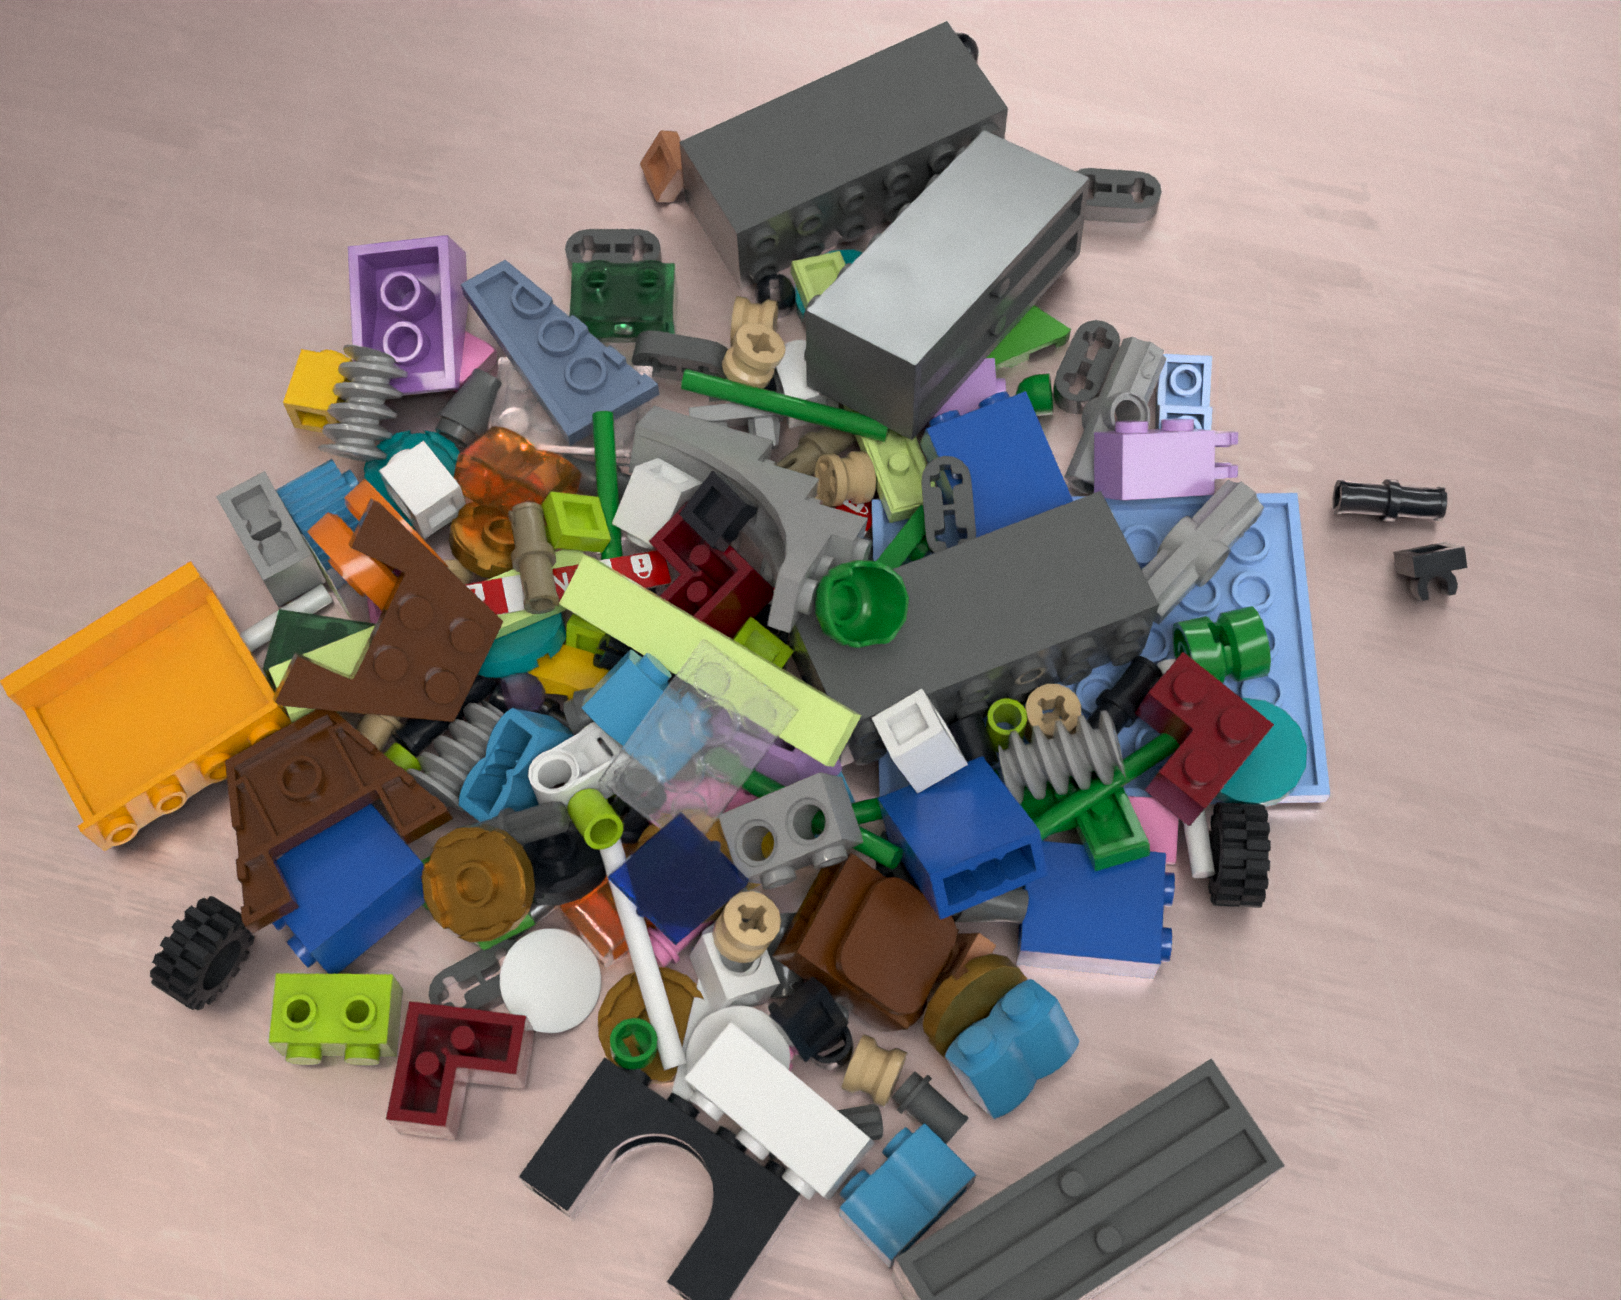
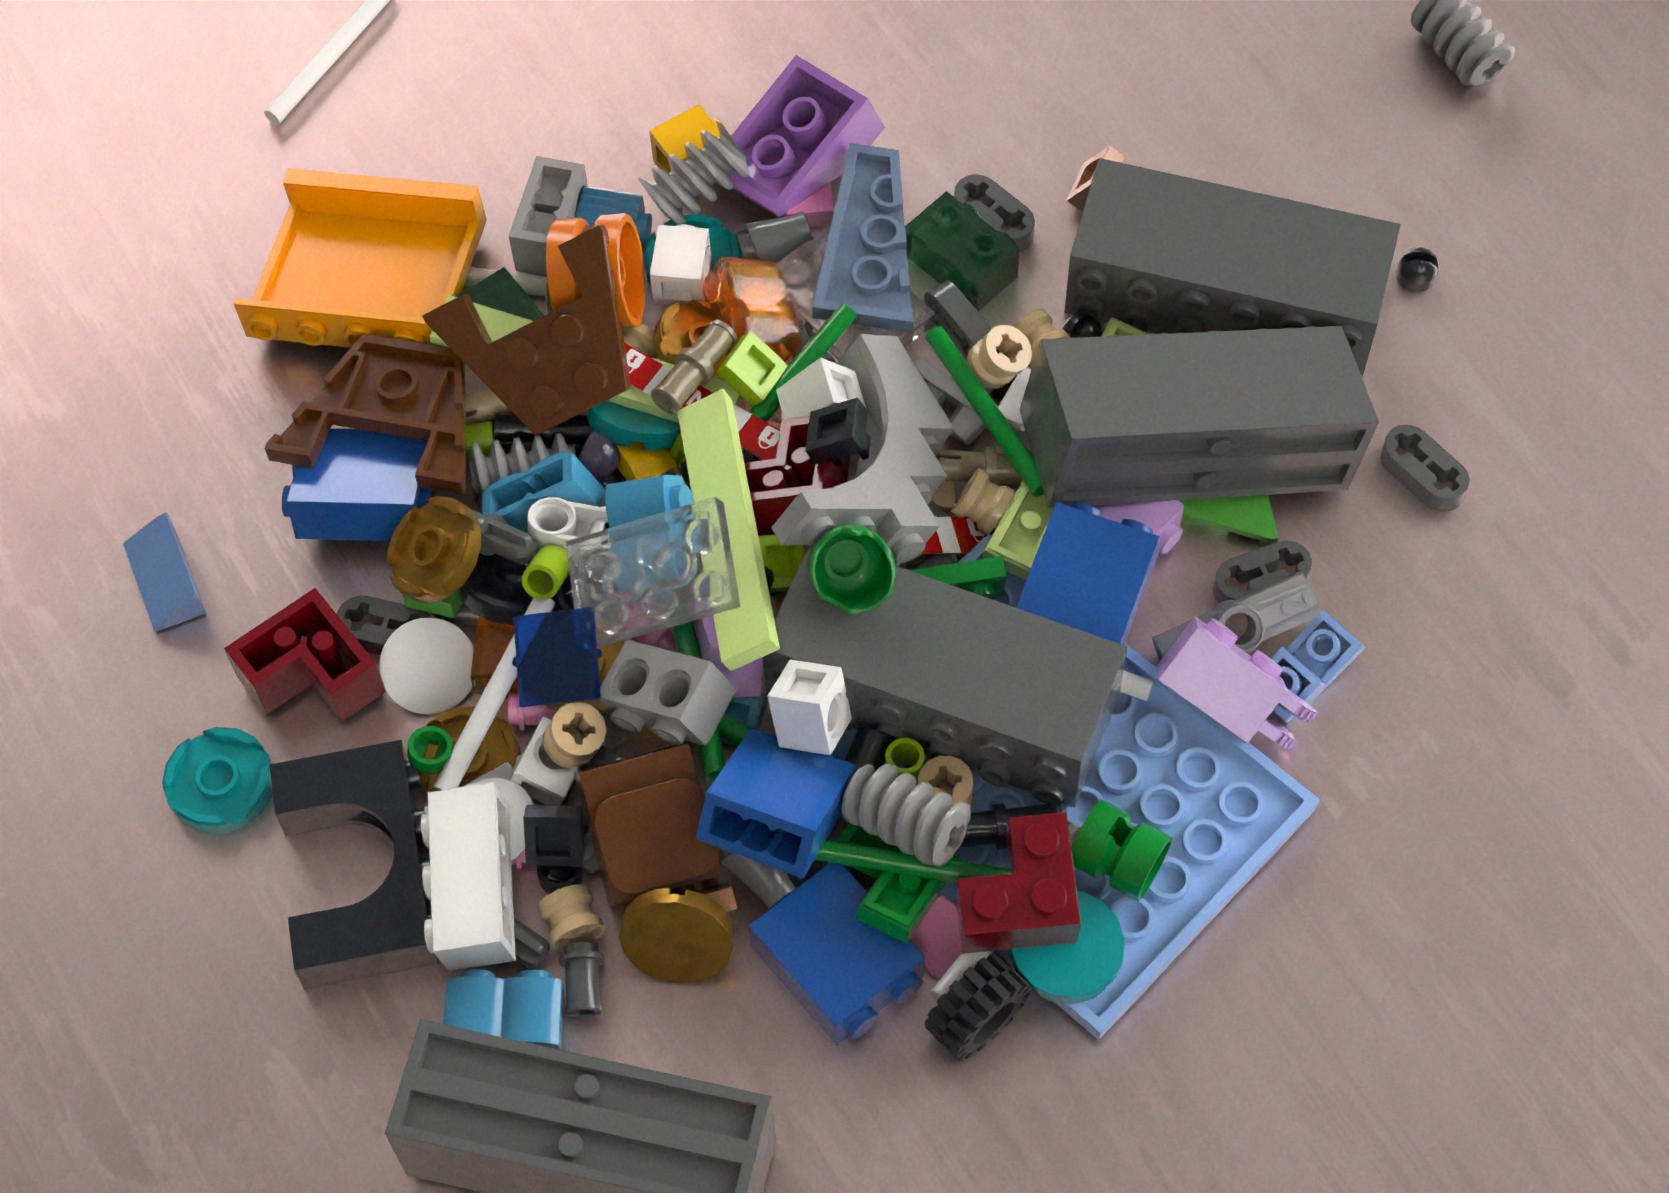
camera: 45 degrees right, 5 degrees down
(201, 953) = (229, 448): black tyre -> none
(244, 1107) = (163, 574): none -> medium blue slope
(335, 1017) = (269, 561): lime brick -> none
(473, 1228) = (218, 780): none -> teal tile
(933, 504) = (1005, 560): dark grey beam -> none
(1012, 1048) = (674, 987): dark azure brick -> none
(1039, 392) = (1199, 564): green hinge -> none
(1200, 545) = (1181, 767): light grey piece -> none
(1389, 500) = (1393, 870): black pin -> none
(1429, 562) = (1371, 940): black tile -> none

